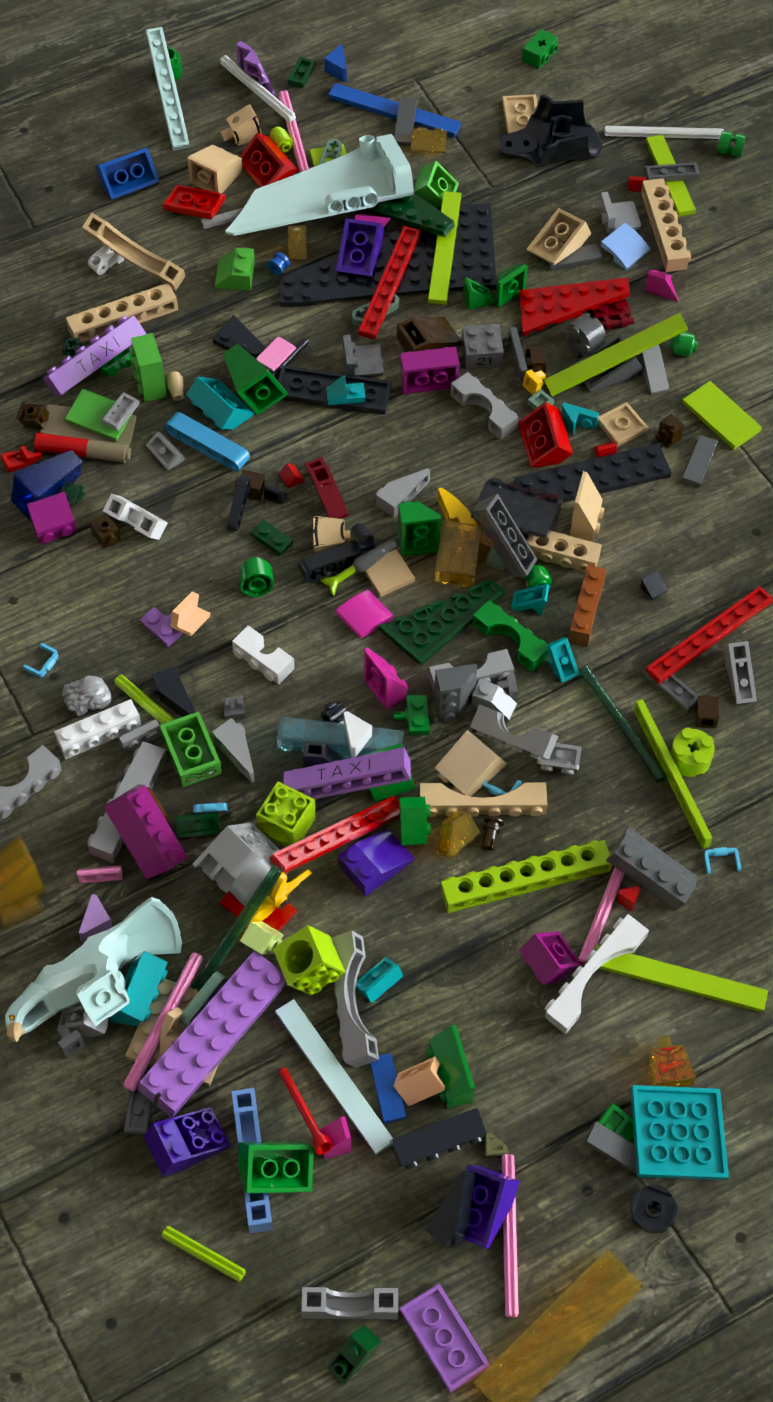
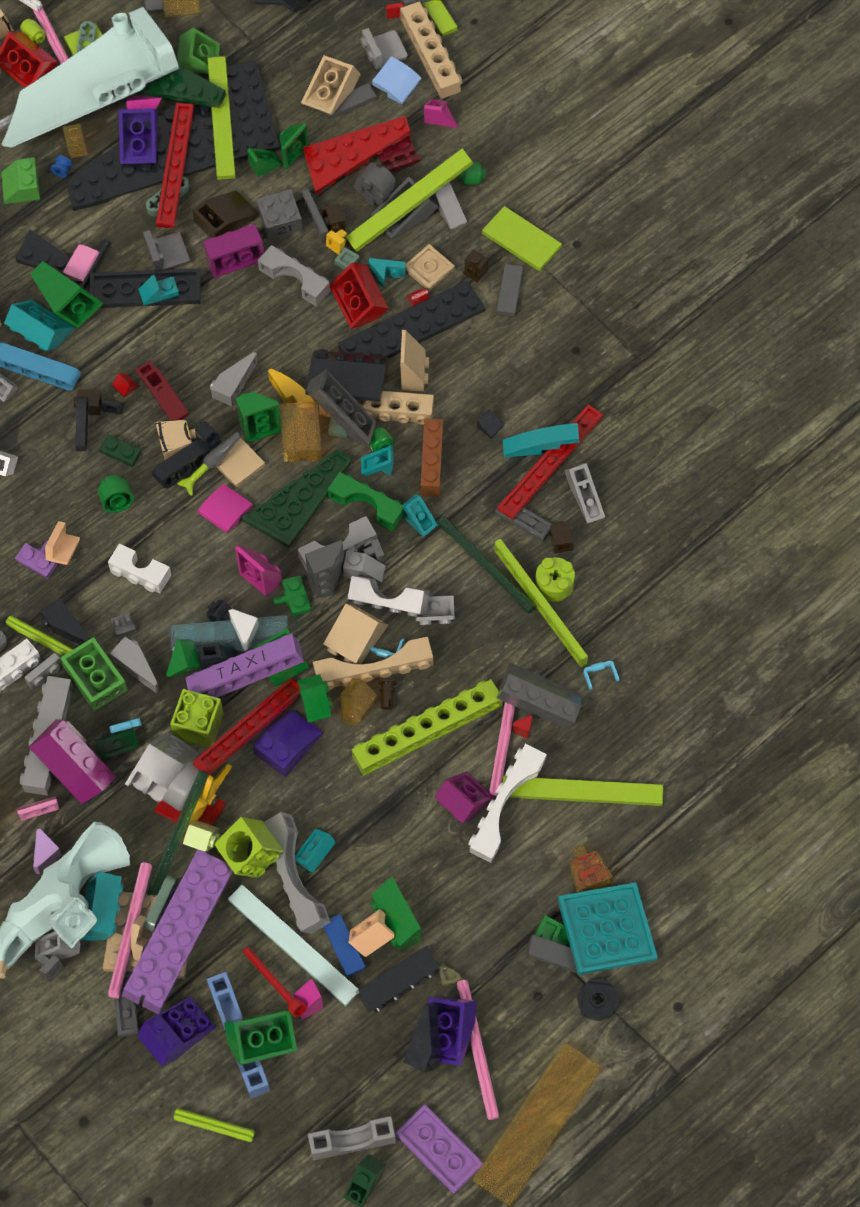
camera: 10 degrees left, 5 degrees up
(286, 752) = (183, 659): none -> green slope
(699, 610) = (540, 439): none -> teal slope

